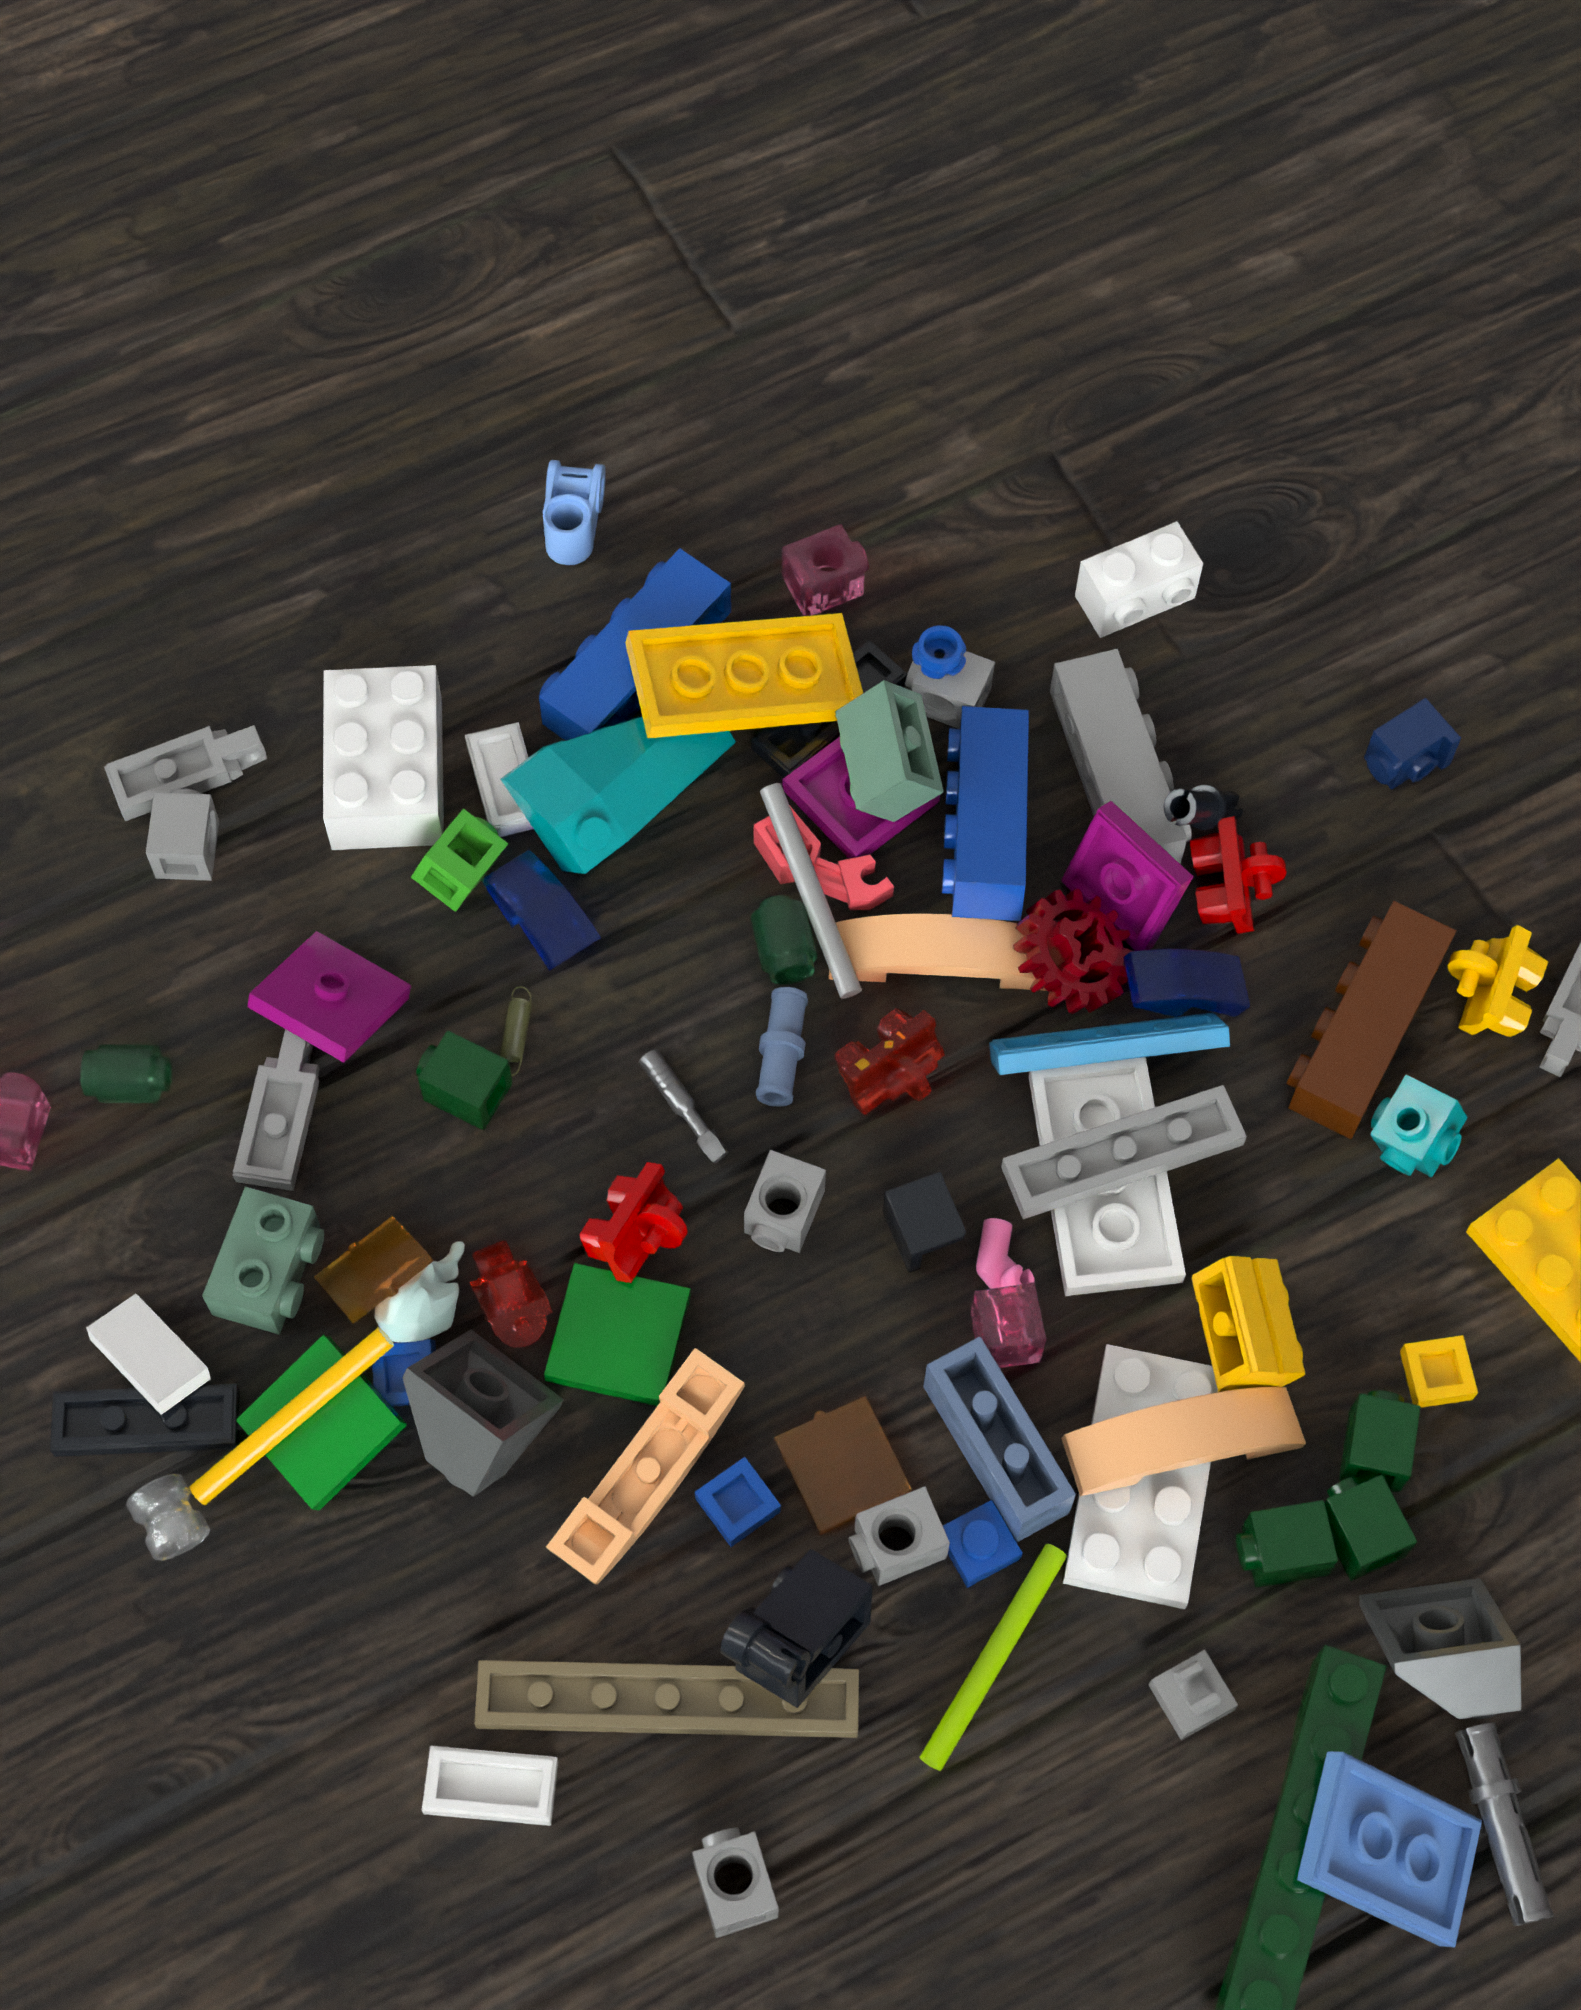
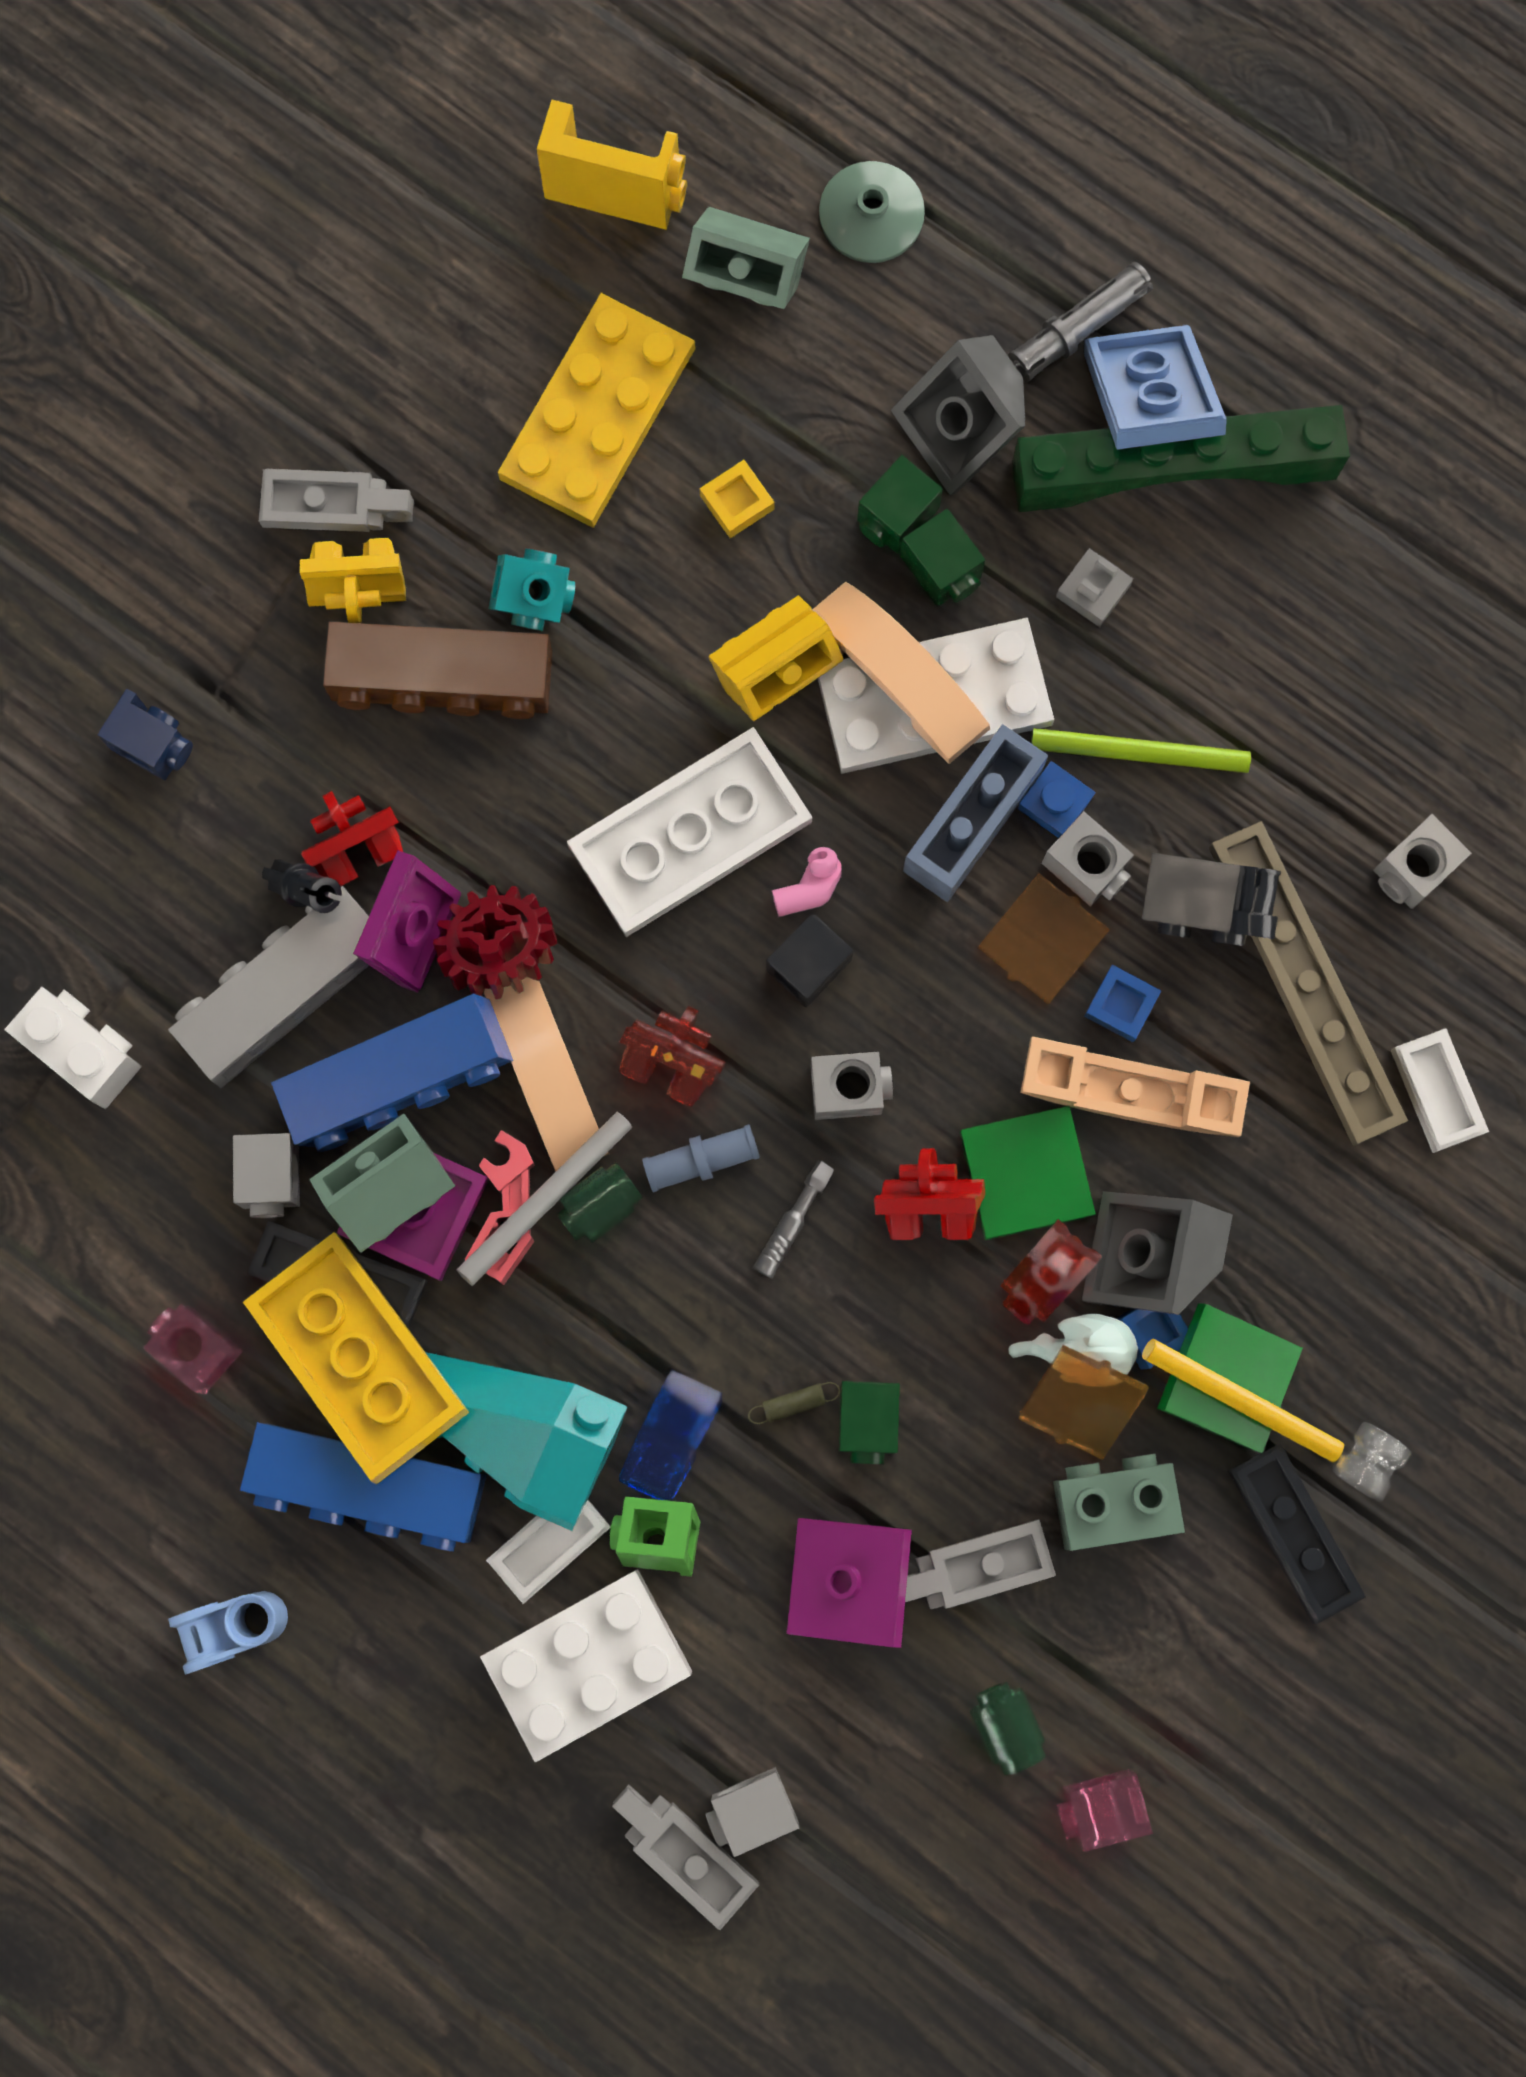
camera: 115 degrees left, 15 degrees up
(148, 1353) = (1246, 1559): white tile -> none
(942, 640) = (238, 1184): blue plate -> none
(1010, 1324) = (870, 850): clear pink brick -> none
(1108, 1043) = (568, 878): dark azure tile -> none
(1123, 1151) = (674, 816): light grey plate -> none
(1185, 978) = (478, 835): clear blue slope -> none
(1380, 1438) = (820, 521): dark green brick -> none

